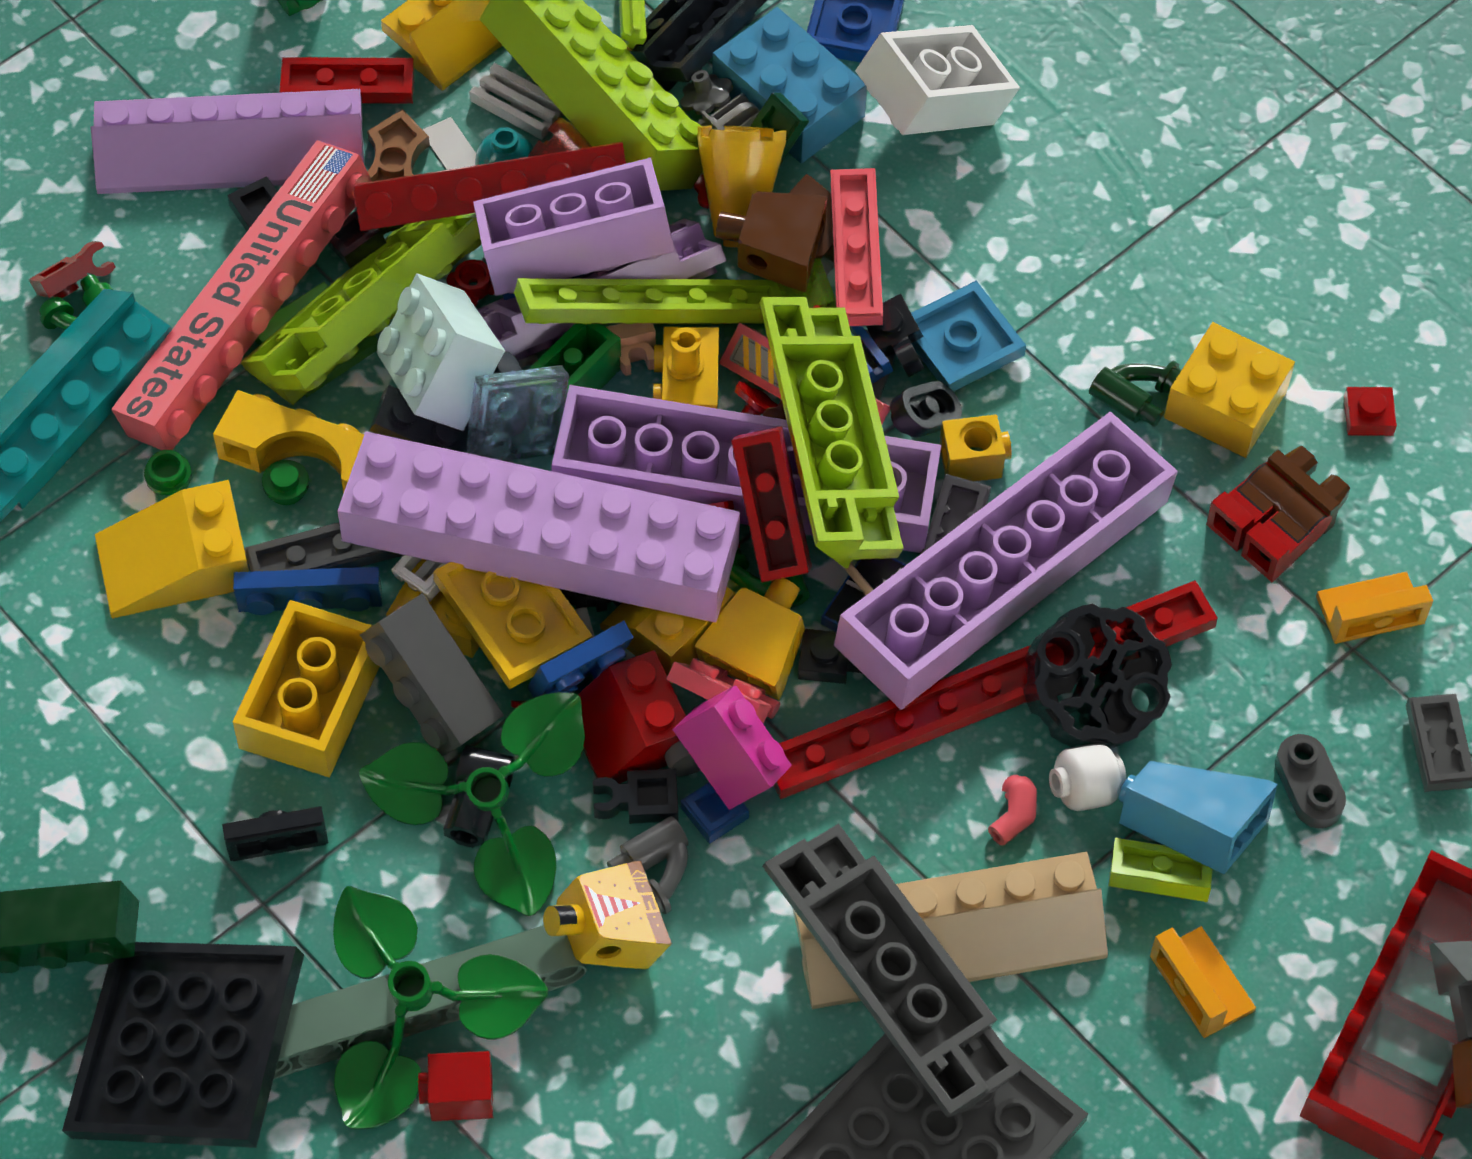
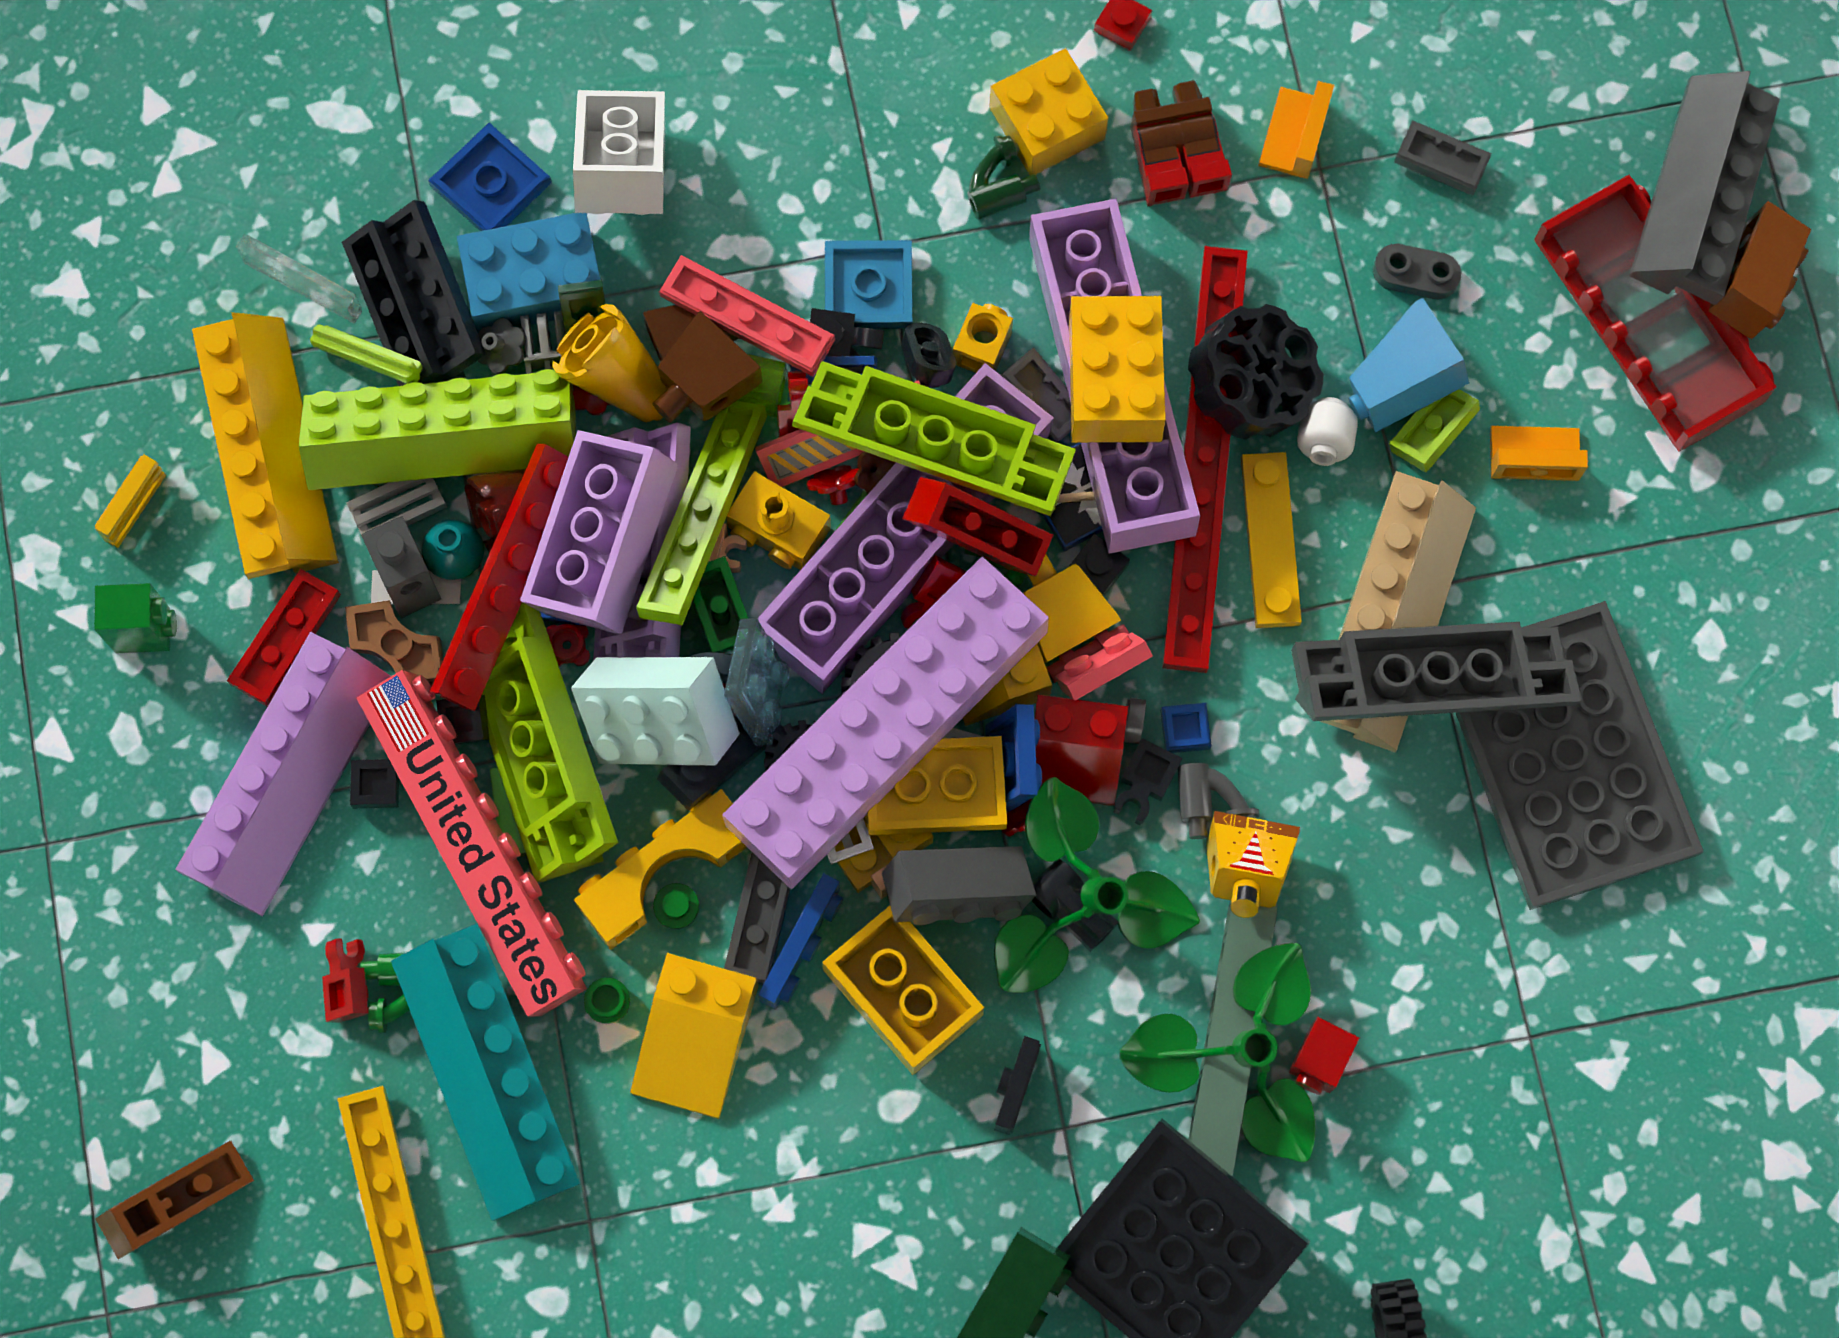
camera: 60 degrees left, 15 degrees up
(460, 119) = (400, 564): none -> dark grey torso
(732, 747) = (1164, 684): dark pink brick -> none
(948, 788) = (1271, 540): none -> yellow plate
(998, 534) = (1116, 369): none -> yellow brick
(1021, 809) = (1322, 497): coral arm -> none

